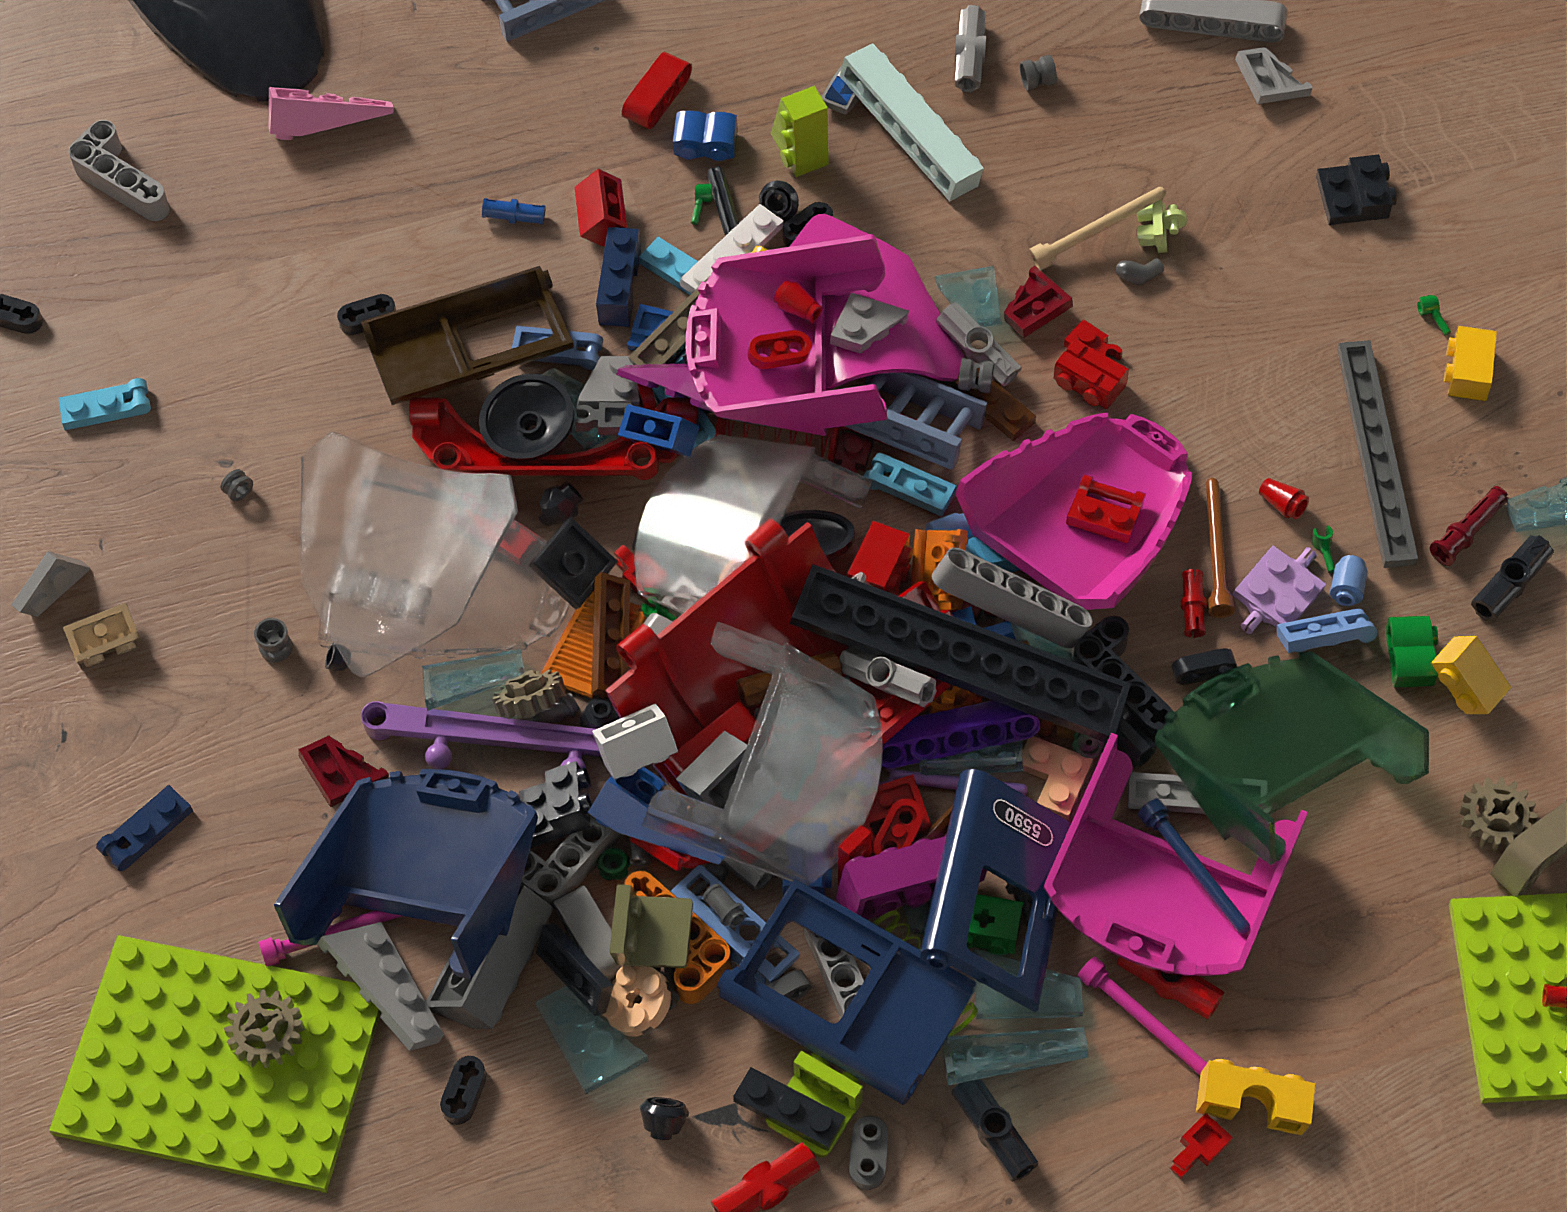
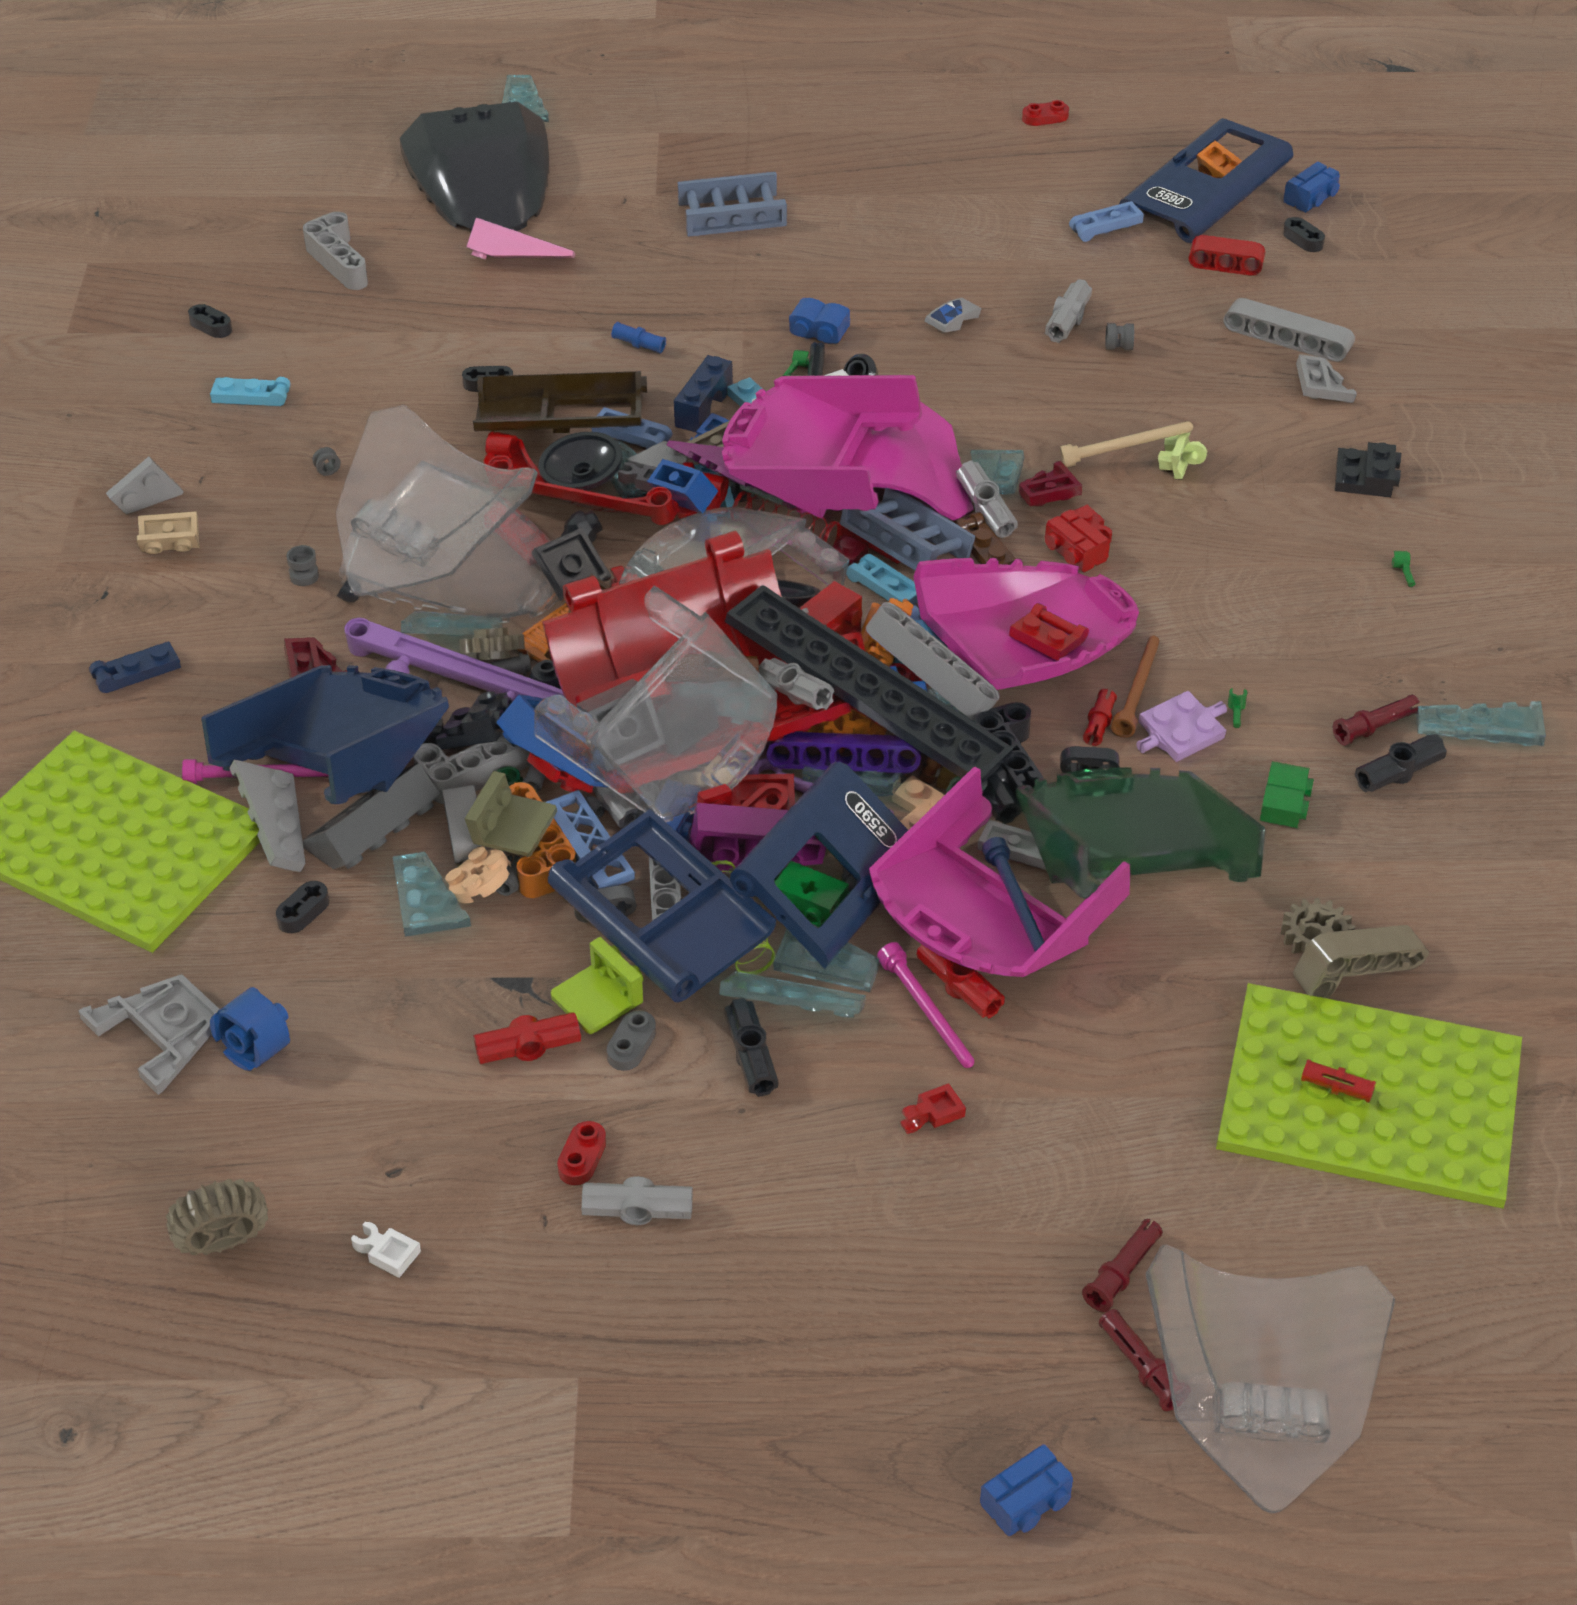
camera: 15 degrees right, 15 degrees down
(280, 1021) = (155, 813): dark tan gear -> none
(574, 969) = (436, 838): black plate -> none
(599, 206) = (711, 339): red brick -> none
(635, 741) = (554, 672): white brick -> none
(656, 90) = (792, 285): red beam -> none
(663, 1117) = (461, 965): black cone -> none
(731, 913) = (585, 824): dark grey pin -> none
(778, 347) = (805, 445): red plate -> none
(789, 1109) = (574, 986): black plate -> none
(797, 301) = (833, 418): red cone -> none
(802, 131) = (898, 324): lime wedge -> none
(865, 322) = (889, 449): light grey wing -> none
(911, 122) = (995, 343): light aqua brick -> none
(968, 375) = (973, 514): dark grey wheel -> none
(1138, 273) = (1150, 486): dark grey arm -> none
(1285, 498) = (1214, 662): red cone -> none
(1286, 1097) = (978, 1065): yellow arch -> none
(1326, 630) = (1211, 761): medium blue plate -> none
(1349, 580) = (1248, 732): medium blue brick -> none
(1377, 454) = (1311, 652): dark grey plate -> none
(1471, 363) = (1422, 605): yellow brick -> none
(1471, 675) = (1330, 817): yellow brick -> none

